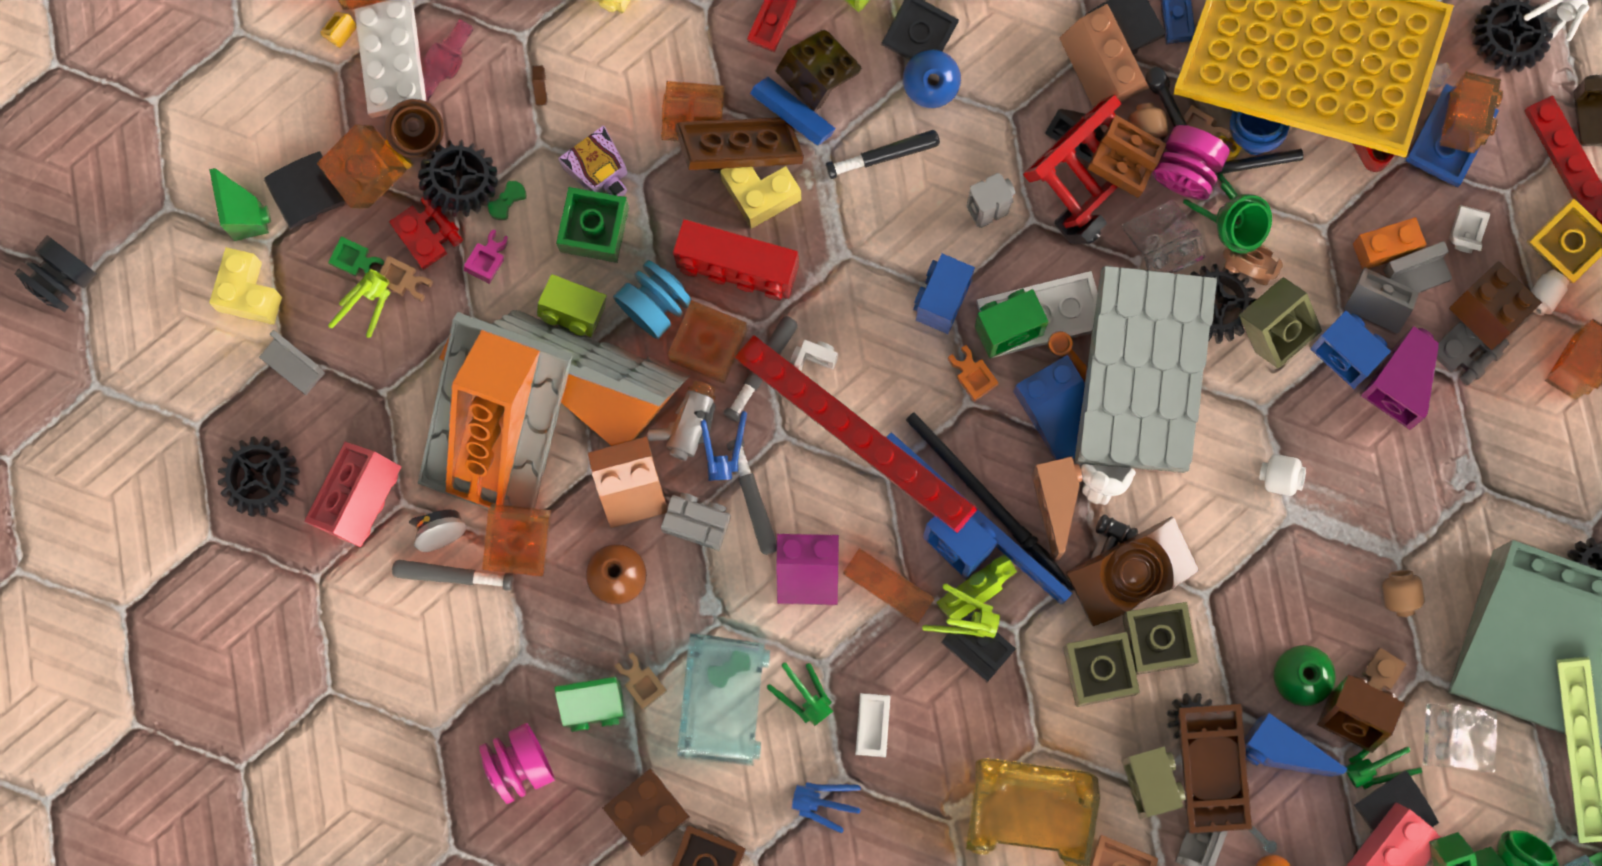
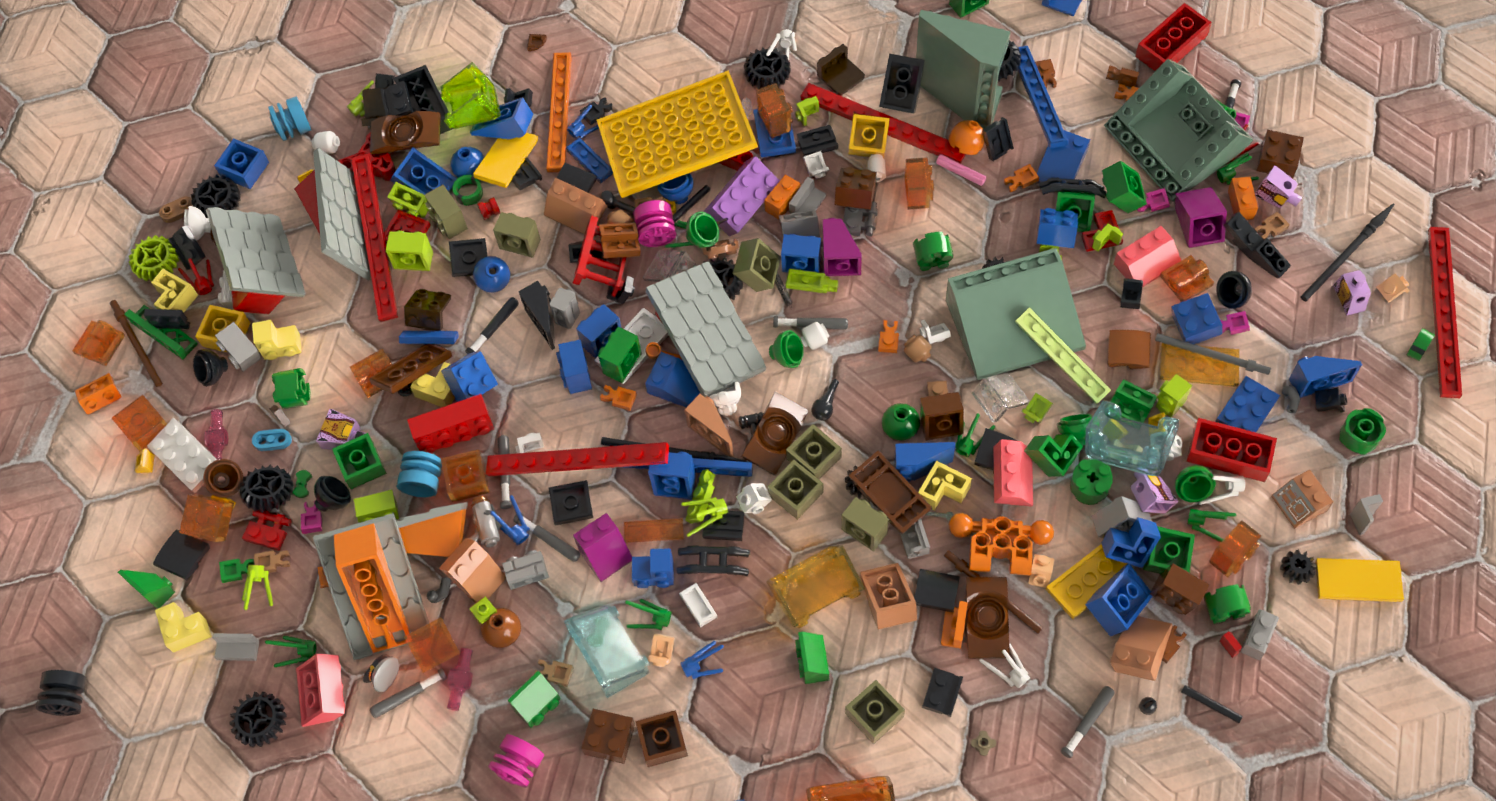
camera: 35 degrees left, 15 degrees down
(371, 427) = (305, 648): none -> green plant
(509, 113) = (272, 439): none -> dark azure plate
(523, 604) = (459, 679): none -> clear pink pin
(530, 244) = (331, 494): none -> black piece
(573, 474) = (441, 593): none -> dark grey arm
(574, 61) = (291, 388): none -> green brick
(608, 540) = (483, 610): none -> lime bracket
(785, 752) = (661, 650): none -> light nougat bracket
(801, 212) = (469, 376): none -> blue brick
(812, 473) = (570, 502): none -> black plate
(848, 641) = (653, 569): none -> blue brick
(912, 683) = (723, 568): none -> black piece
(959, 168) = (536, 304): none -> black slope
(1002, 46) = (517, 234): none -> olive brick
(1010, 265) = (597, 329): none -> blue brick
(1034, 640) = (753, 498): none -> white brick
(1218, 583) = (823, 407): none -> black piece
(1232, 470) = (787, 349): none -> green piece
(1292, 389) = (782, 288): none -> black piece
(1294, 799) = (944, 481): none -> light yellow brick
(1314, 468) = (829, 323): none -> dark grey piece
(1335, 206) = (742, 196): none -> medium lavender piece
(1335, 392) = (810, 281): none -> lime hinge
(1376, 549) = (889, 339): none -> orange plate
(1443, 588) = (934, 334): none -> white bracket
(1493, 792) = (1037, 408): none -> lime bracket
(1498, 193) = (817, 140): none -> black plate
(1521, 132) = (805, 108): none -> lime bracket
(1529, 472) = (933, 251): none -> green brick

